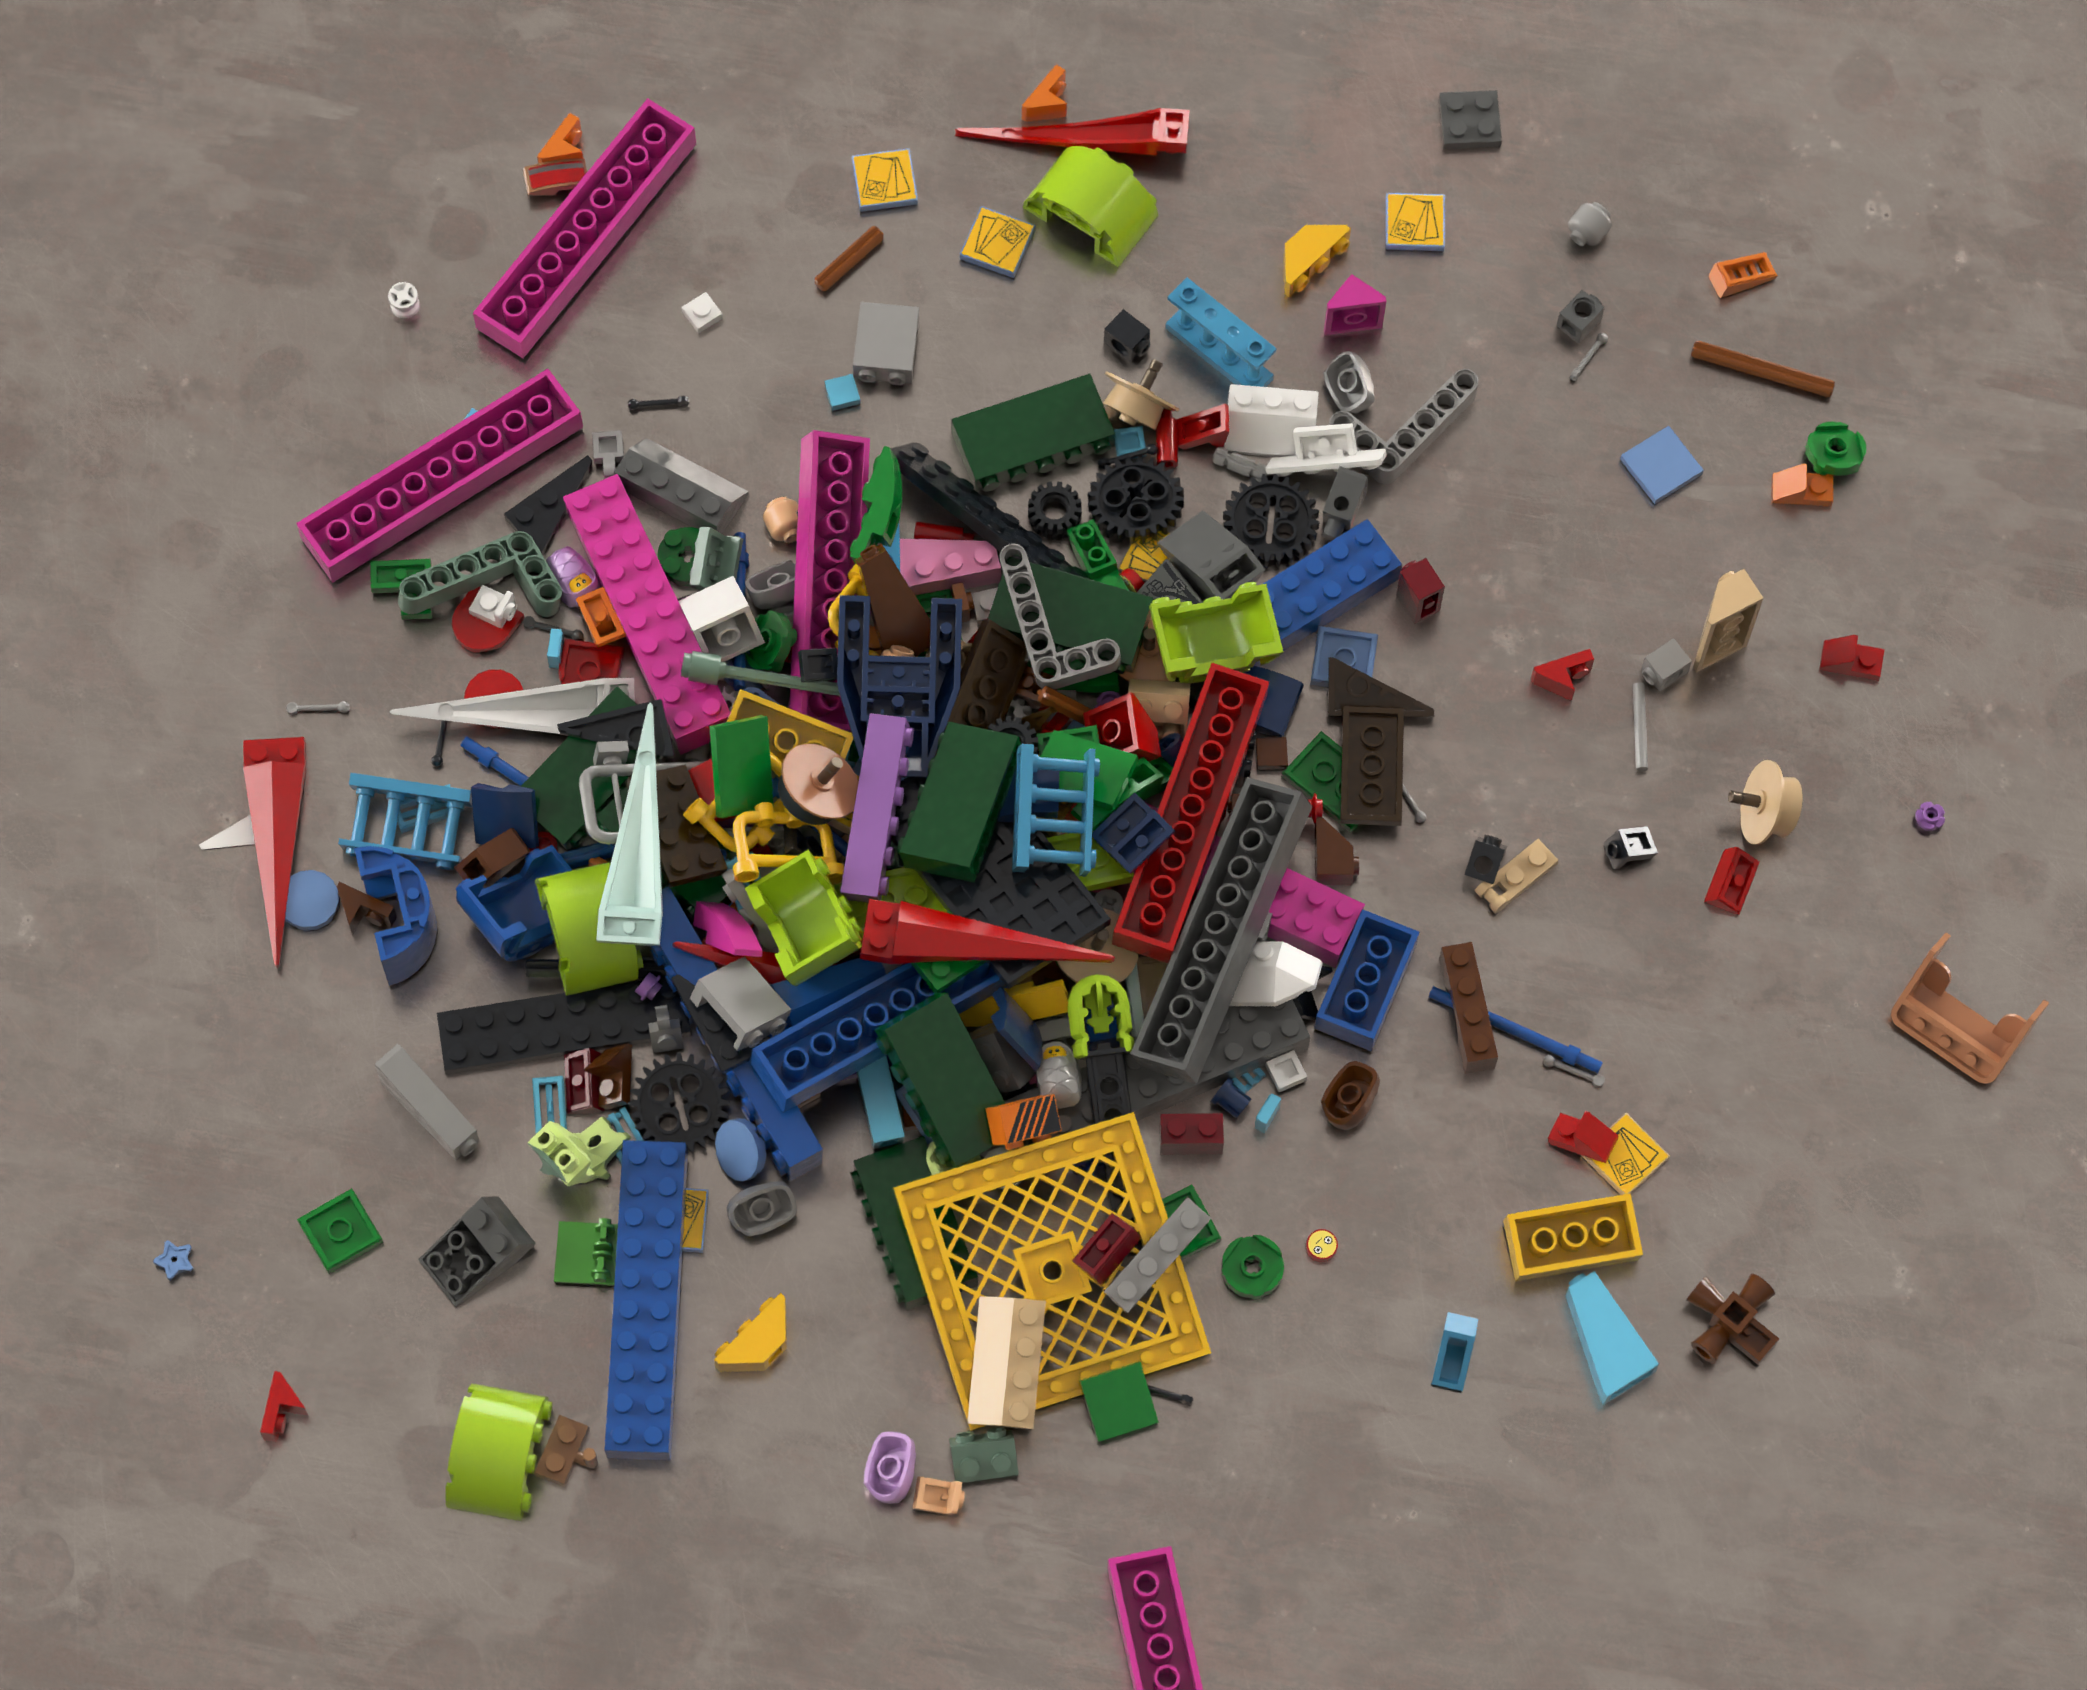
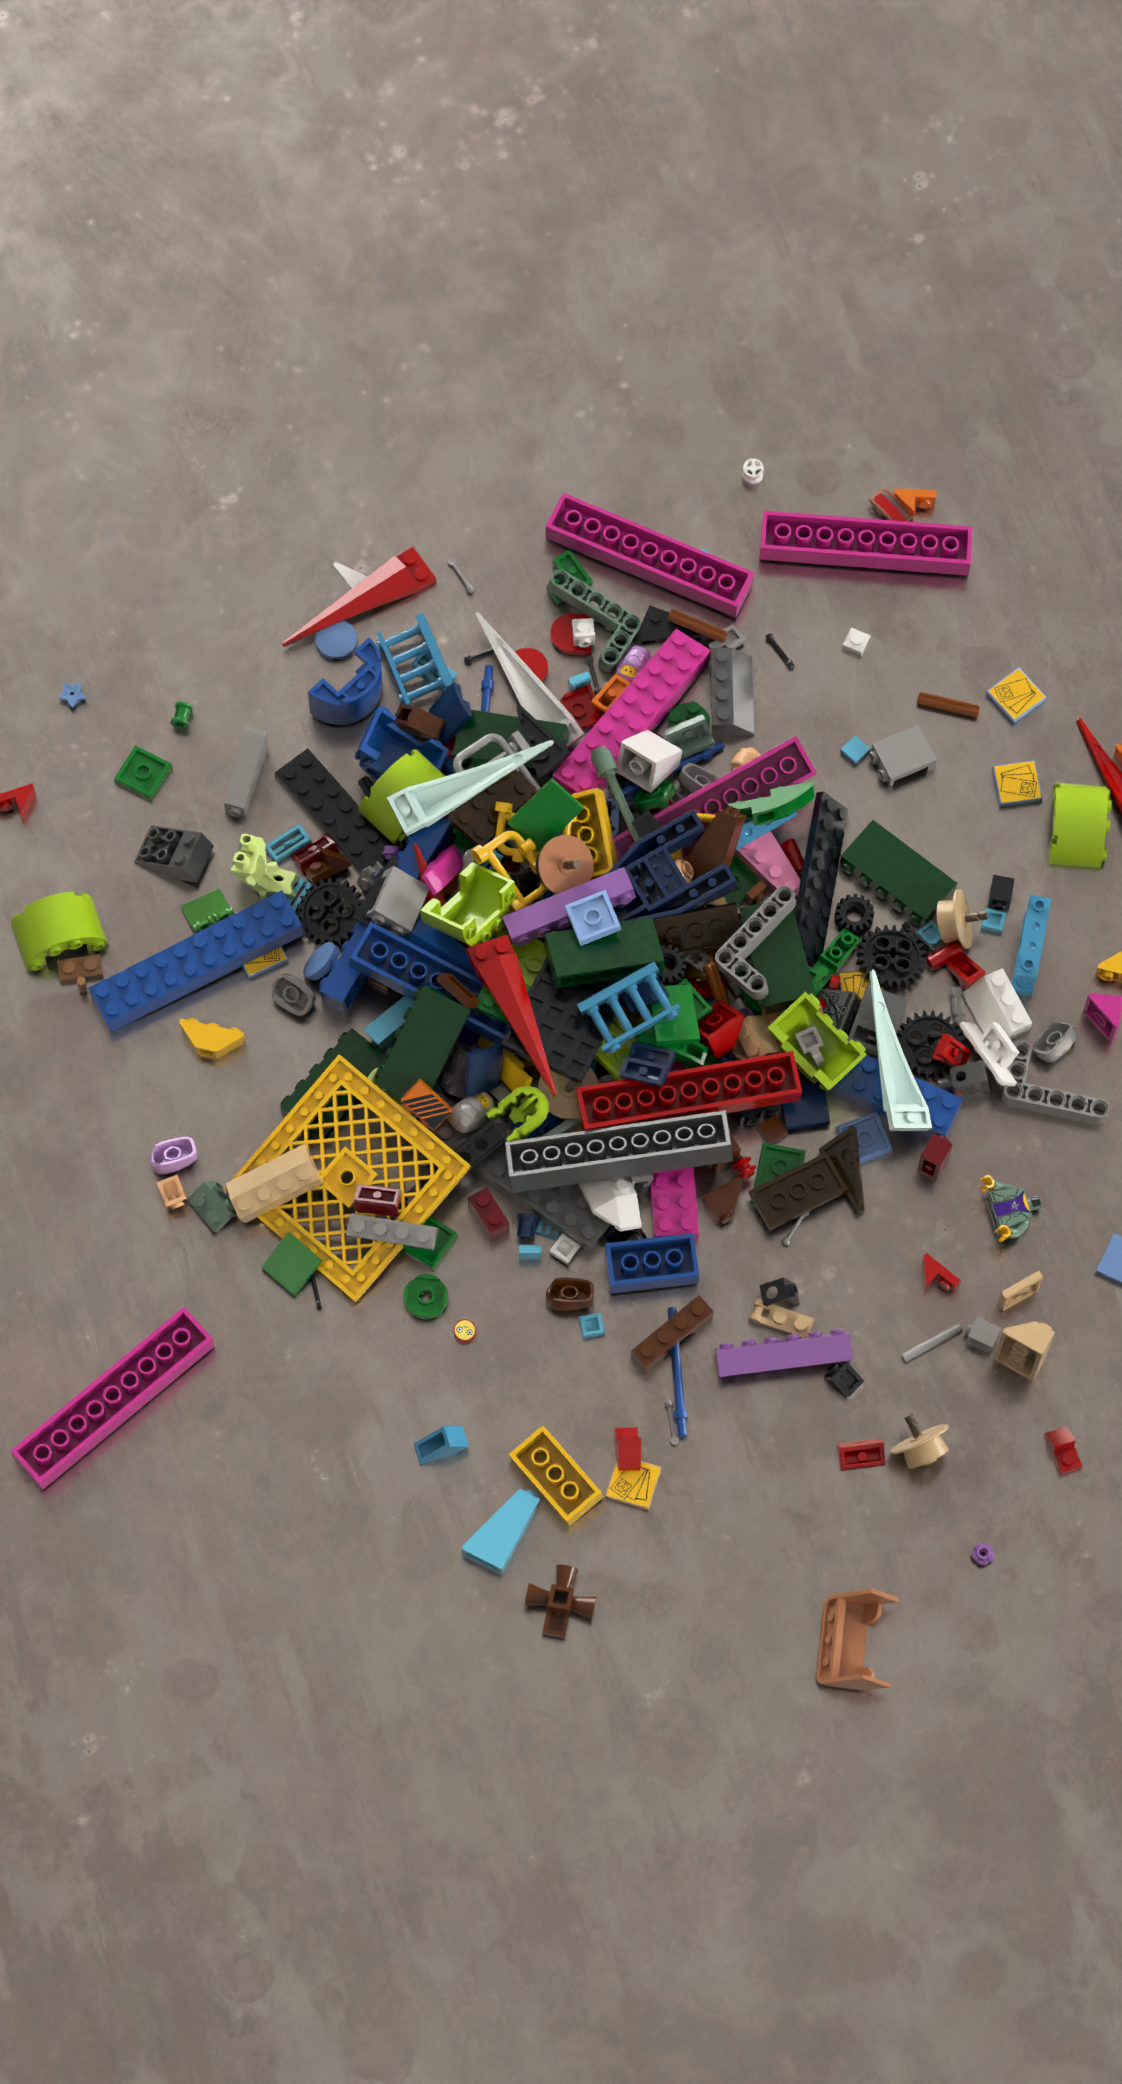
camera: 60 degrees right, 0 degrees up
(293, 1140) = (181, 715): none -> green bush
(358, 904) = (344, 666): reddish brown slope -> none
(572, 472) = (697, 626): none -> dark orange axle
(909, 994) = (458, 990): none -> reddish brown tile
(915, 784) = (593, 917): none -> light blue tile
(1143, 363) = (995, 921): none -> medium azure tile
(1203, 642) = (810, 1042): none -> light grey plate
(1301, 500) = (951, 1051): none -> red slope
(1329, 578) = (900, 1092): none -> light aqua plate
(1399, 1095) = (591, 1325): none -> medium azure tile
(1528, 549) = (1008, 1208): none -> torso
(1565, 895) = (784, 1353): none -> medium lavender brick
(1640, 592) = (1019, 1291): none -> tan tile

